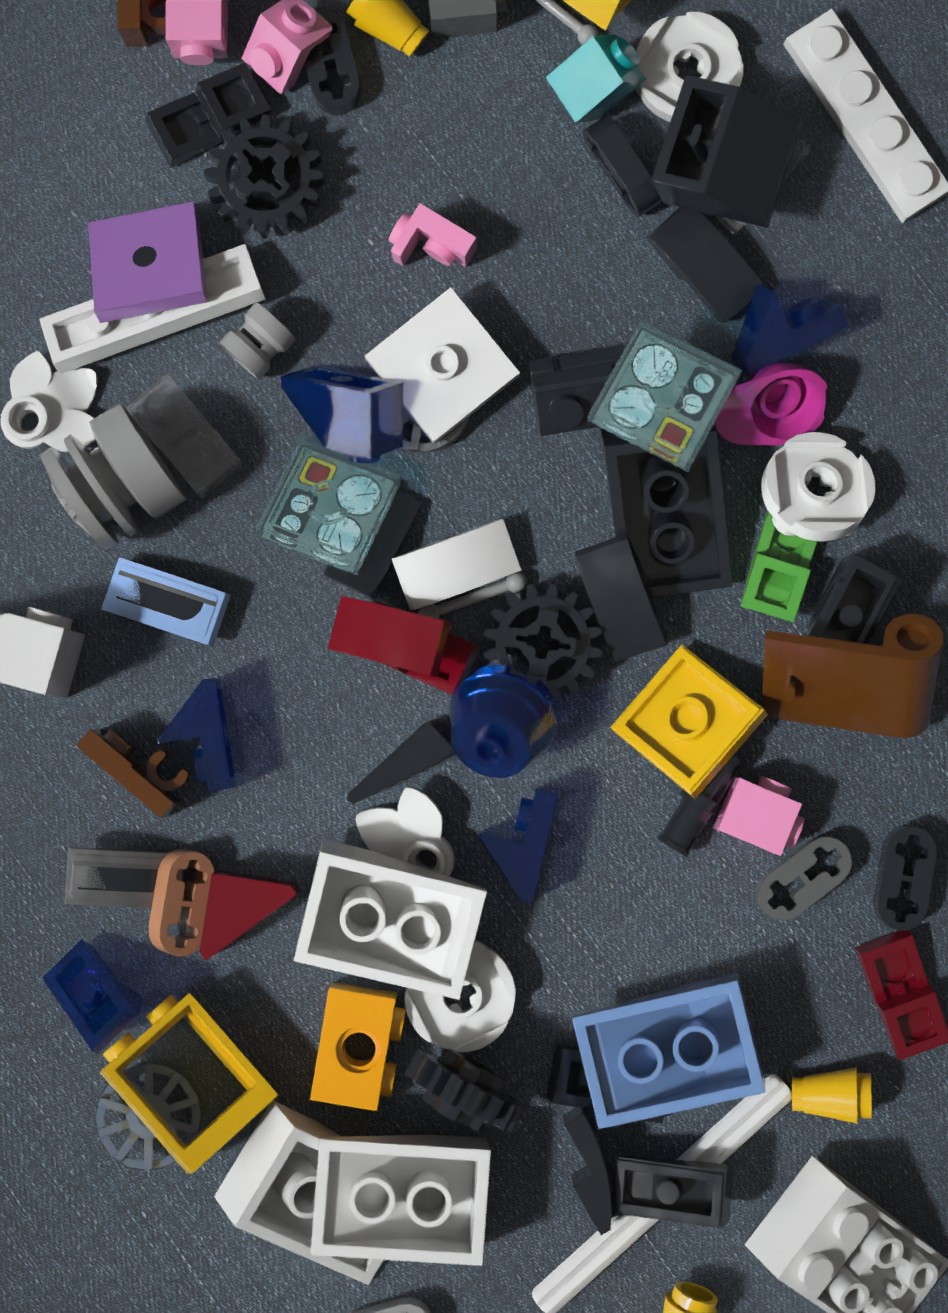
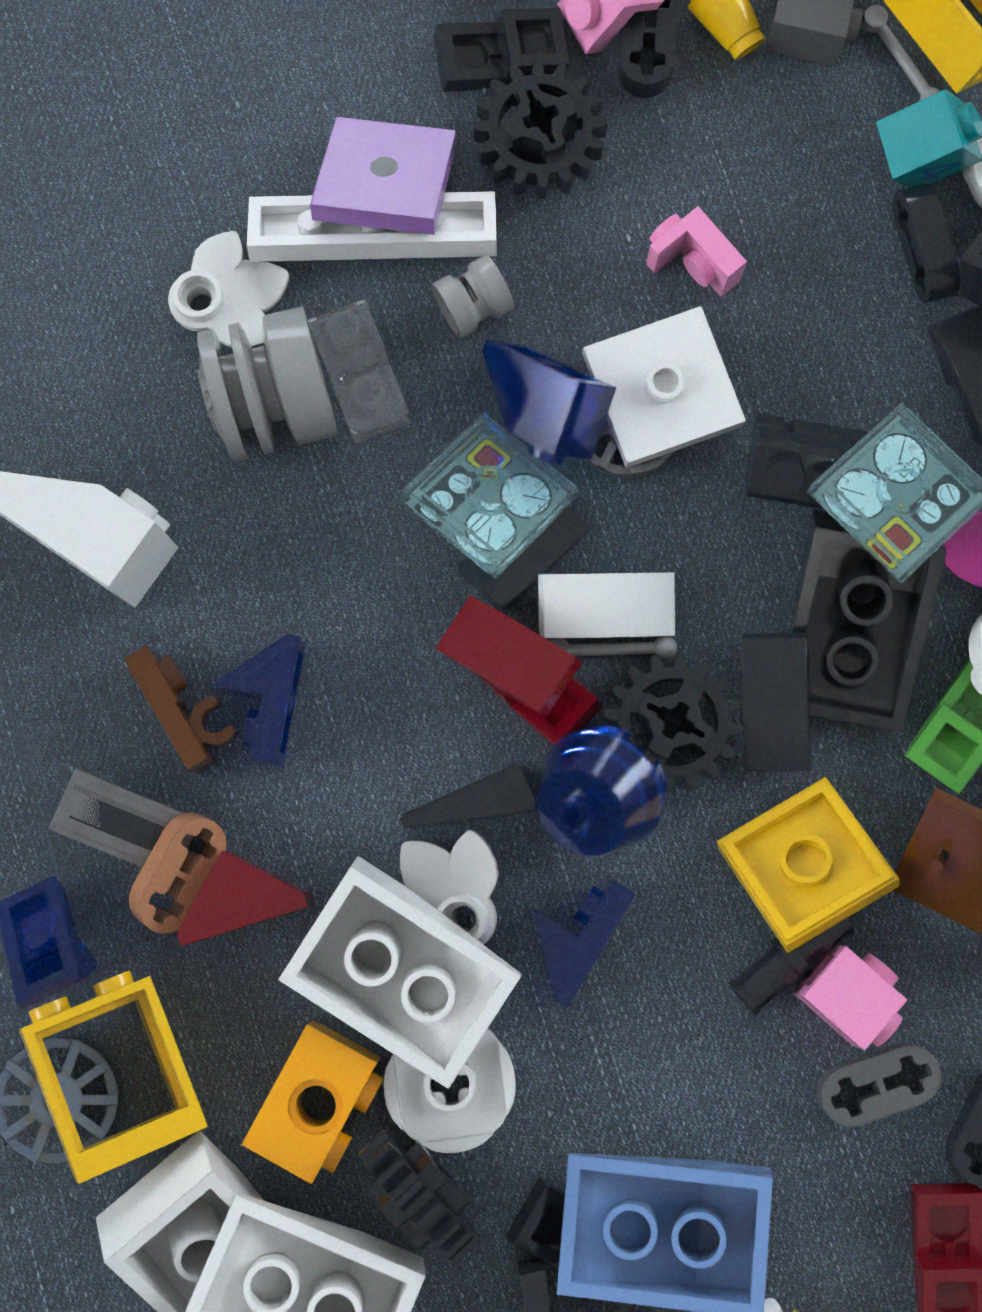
camera: 15 degrees right, 5 degrees down
(166, 601) = (277, 539): light blue slope -> none

